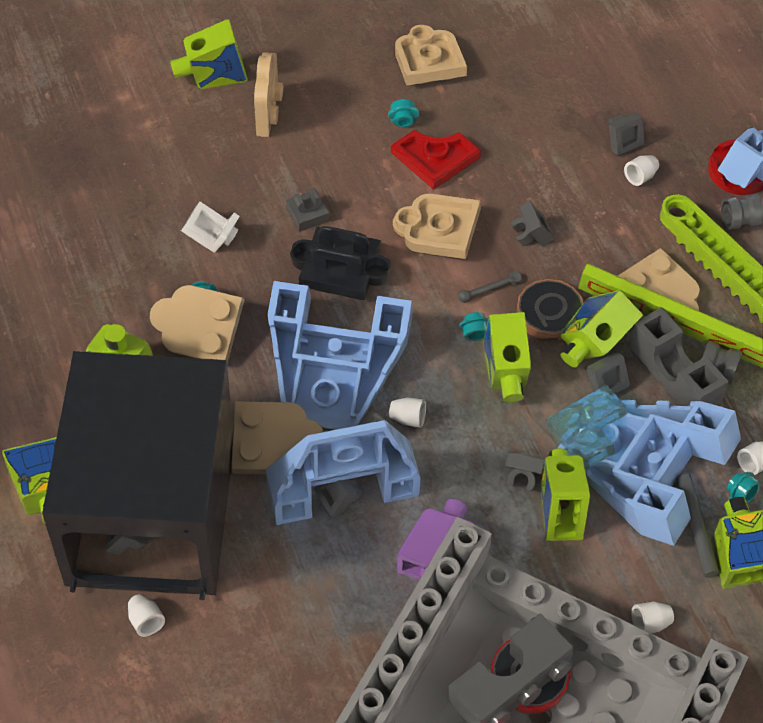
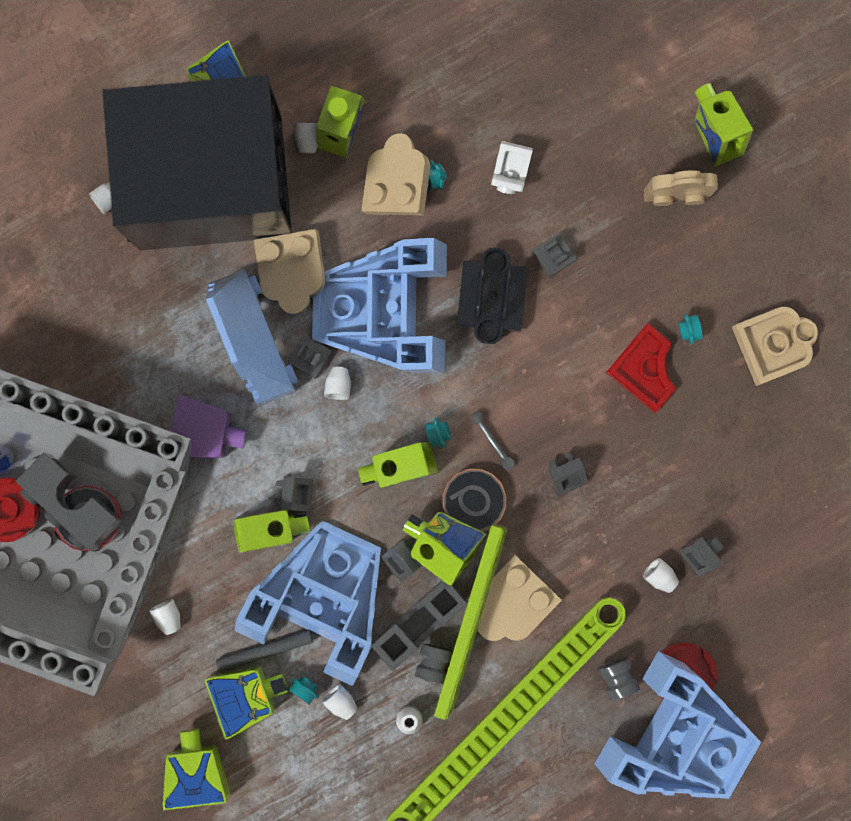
camera: 80 degrees right, 30 degrees up
(438, 224) = (554, 383): tan plate -> none
(581, 423) = (342, 537): clear light blue plate -> none

